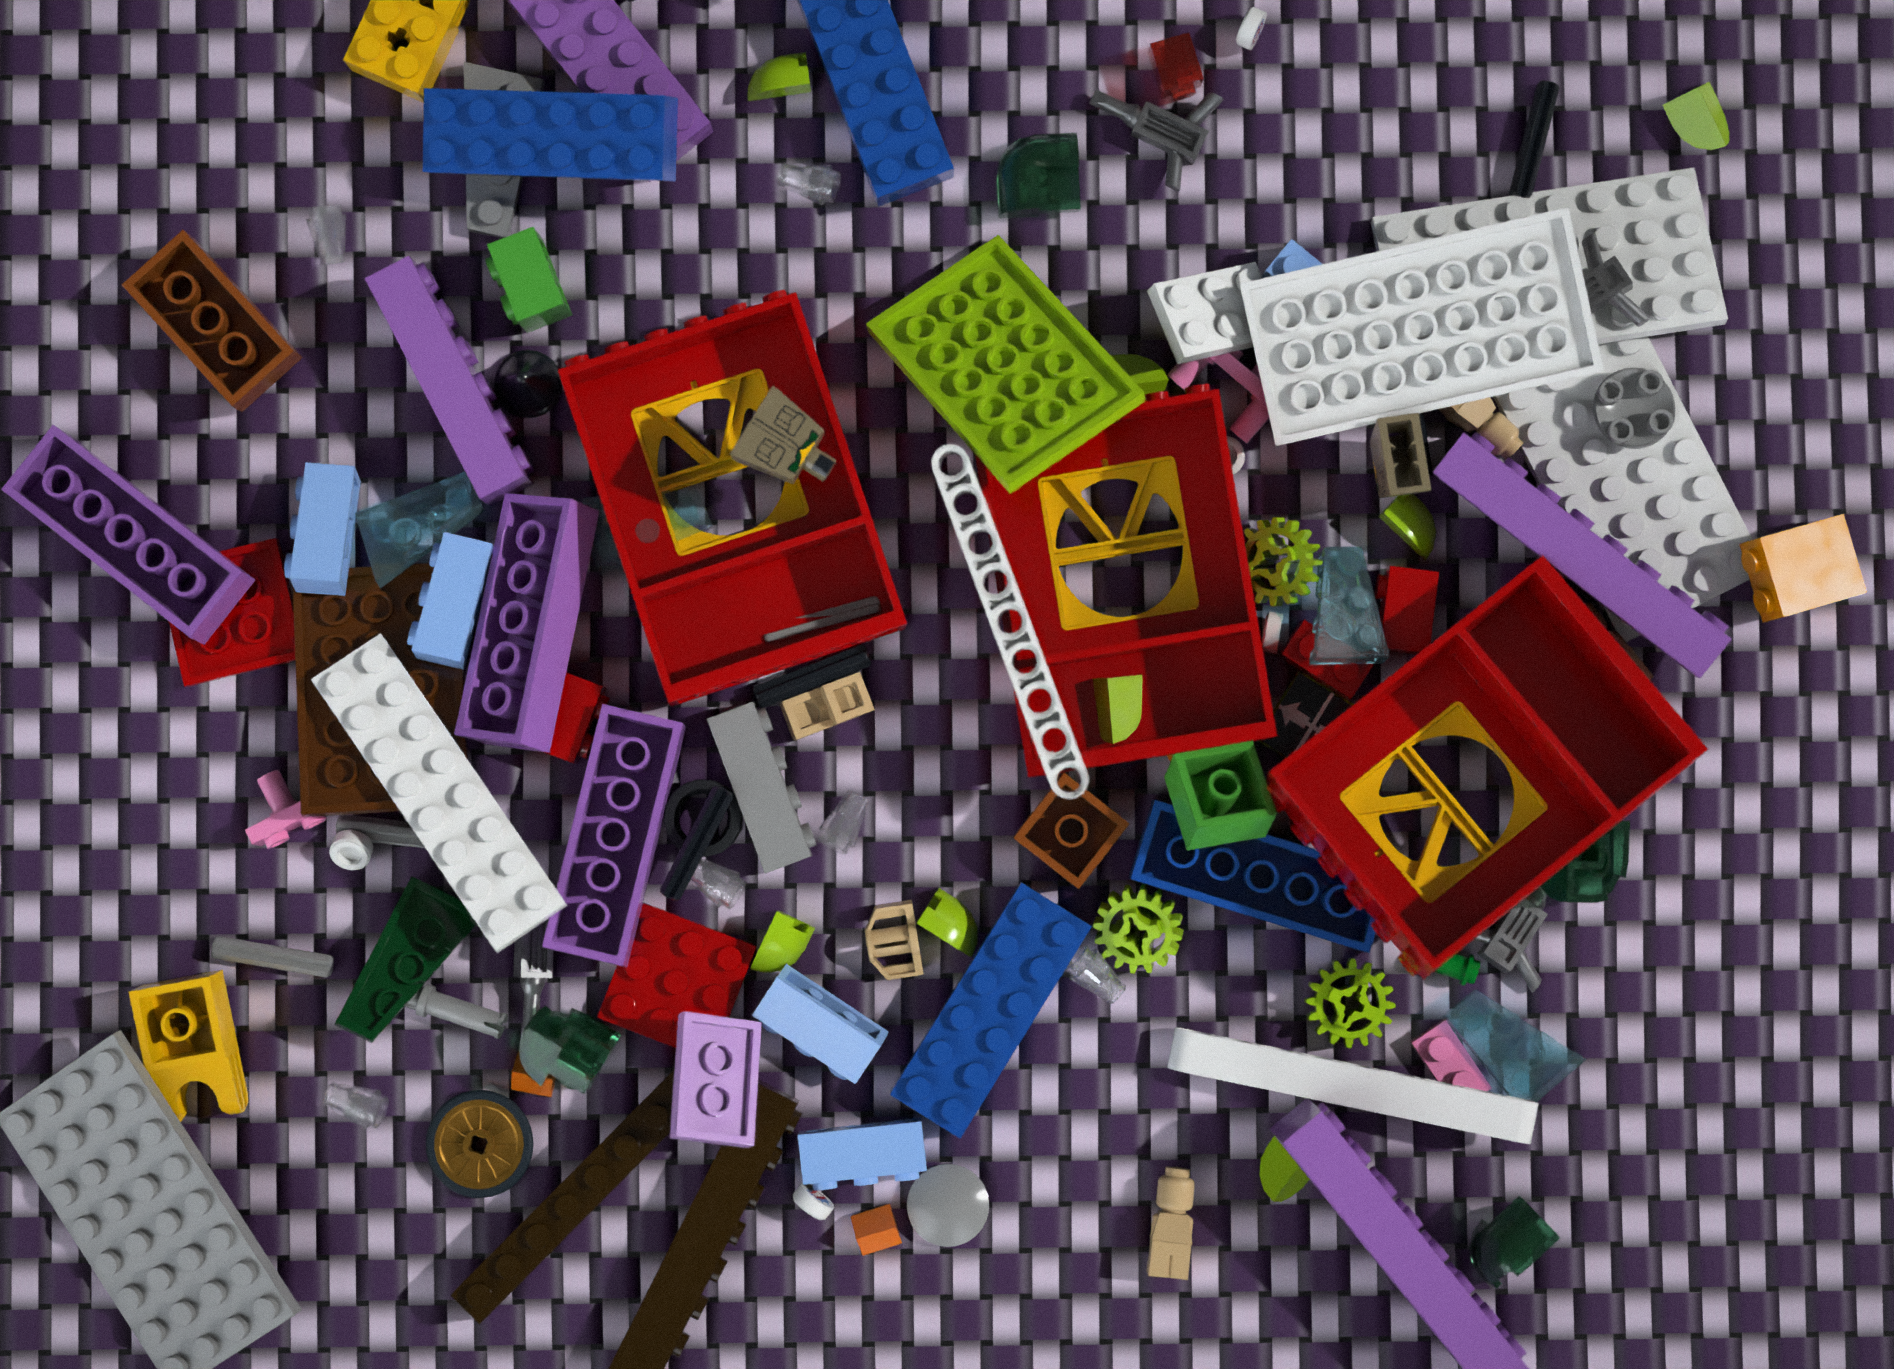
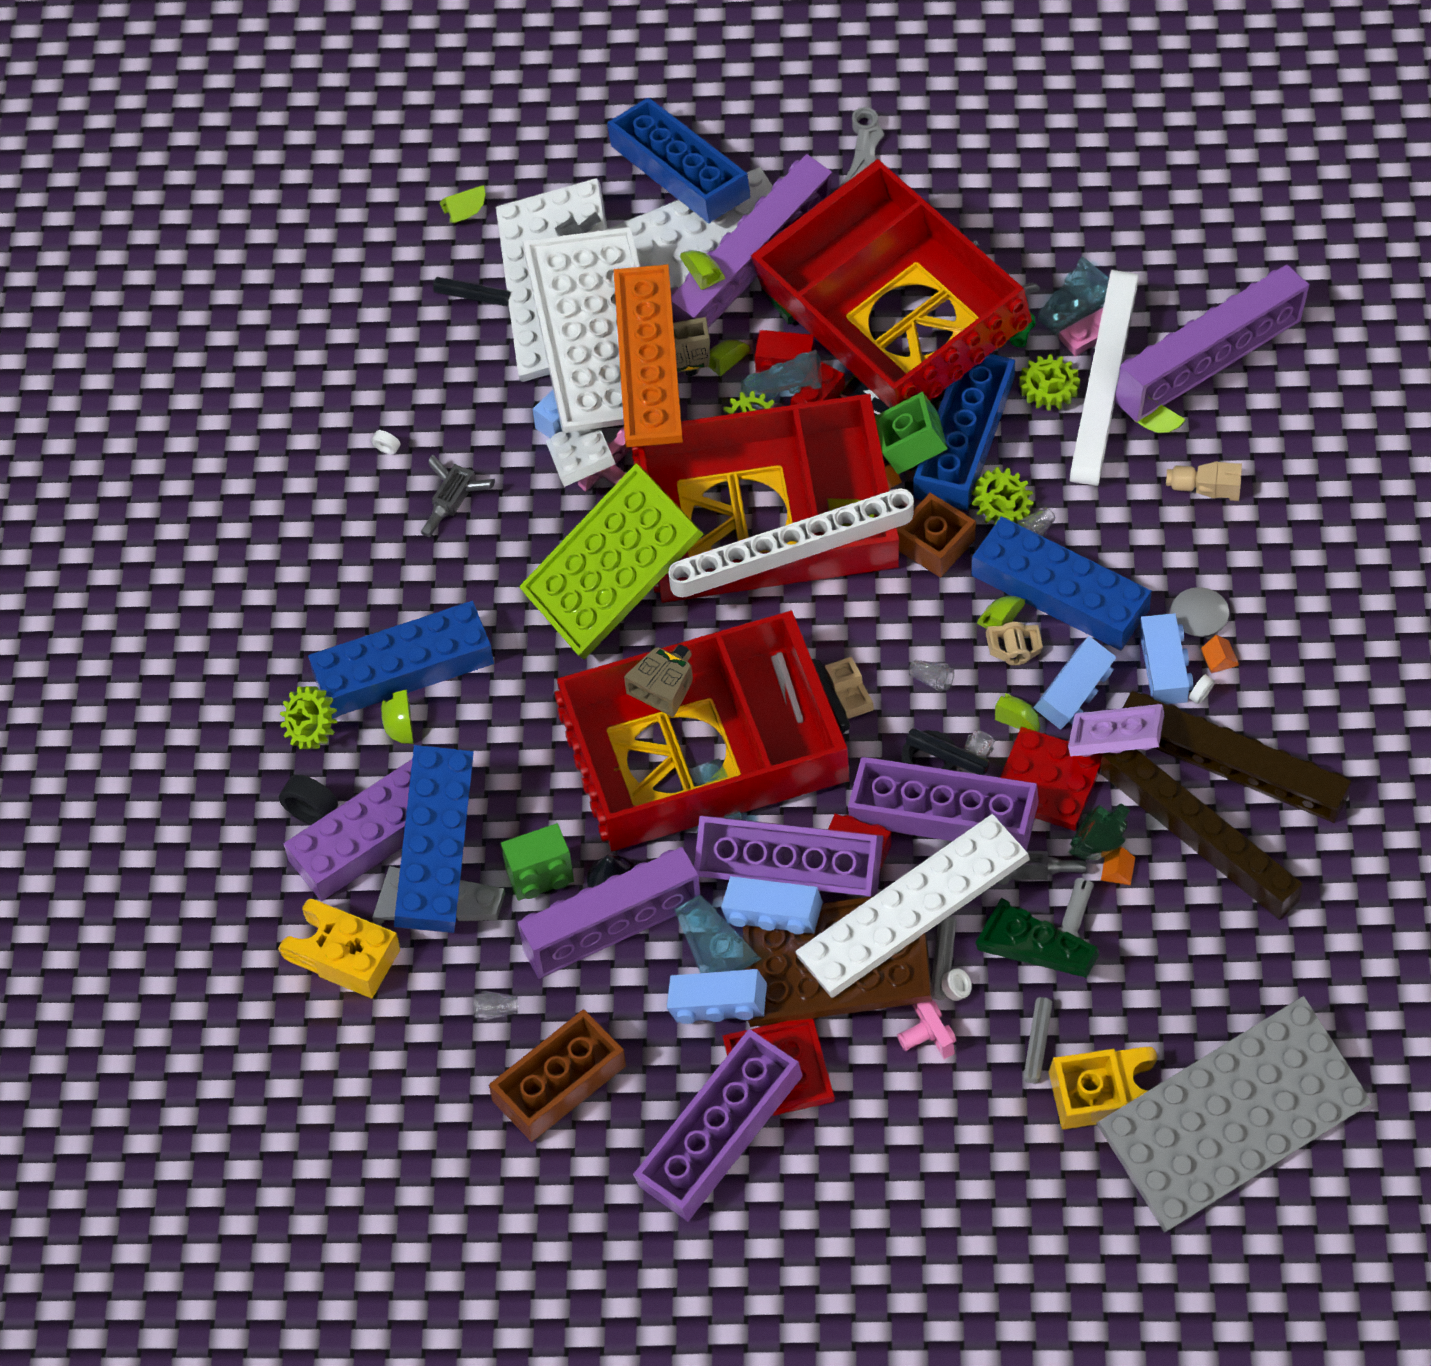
camera: 80 degrees left, 30 degrees down
(358, 1104) = (1146, 979): clear cone -> none
(488, 1117) = (1166, 918): pearl gold wheel -> none
(760, 787) = (888, 727): light grey brick -> none
(811, 181) = (474, 698): clear cone -> none
(1039, 176) = (478, 562): clear green brick -> none
(1176, 67) = (409, 484): clear red brick -> none
(1348, 403) = (647, 356): none -> orange plate
(1509, 1242) = (1202, 283): clear green brick -> none
(1514, 483) = (702, 268): none -> lime brick
(1634, 408) = (654, 228): light grey dish -> none
(1763, 442) = (679, 160): none -> blue brick
(1776, 730) = (866, 142): none -> light grey piece
(1802, 568) = (760, 143): brick -> none

